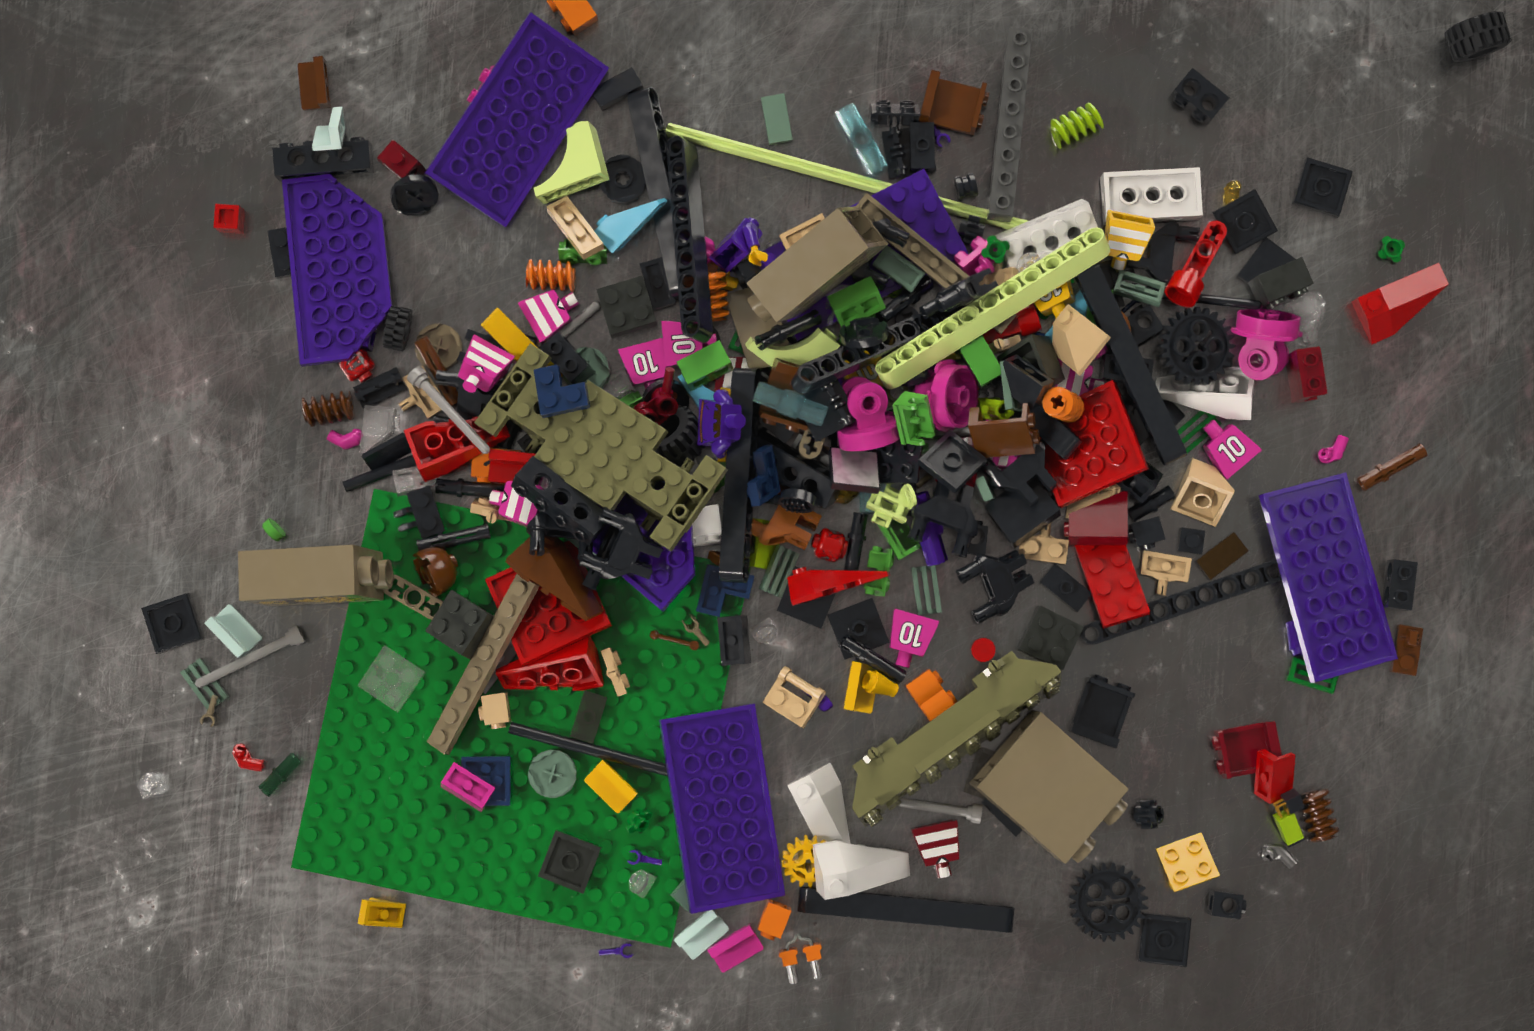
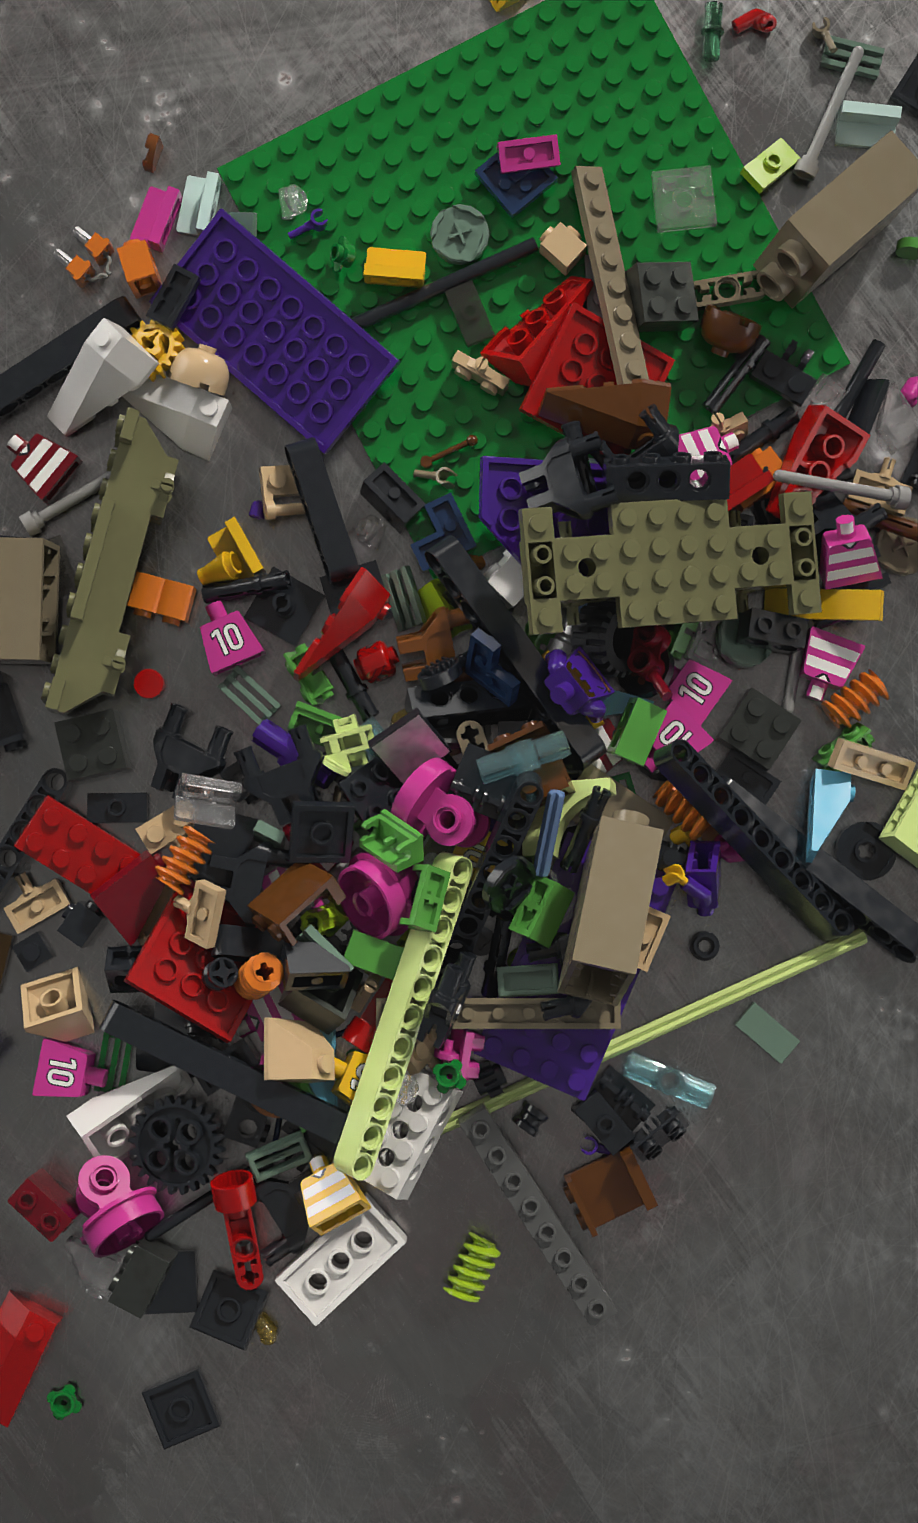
camera: 140 degrees right, 0 degrees up
(317, 656) = (770, 165): none -> lime plate
(555, 398) = (754, 573): dark blue plate -> none
(569, 861) = (375, 165): pearl dark grey plate -> none
(617, 951) = (264, 127): dark purple hand -> none
(703, 992) = (155, 148): none -> dark orange tile
(768, 881) = (173, 297): none -> black plate
(770, 195) = (713, 945): none -> black plate
(786, 666) = (322, 510): none -> black beam
(789, 819) = (201, 369): none -> tan cylinder
(813, 344) = (548, 832): none -> medium blue axle
(920, 364) = (428, 898): none -> bright green hinge
(1008, 540) = (206, 801): none -> clear panel
(1051, 514) = (184, 859): none -> orange piece
(1066, 471) = (203, 913): none -> tan plate
(1080, 423) = (226, 971): none -> black wheel
(1151, 504) = (96, 963): black pin -> none
(1203, 91) = (374, 1408): black brick -> none

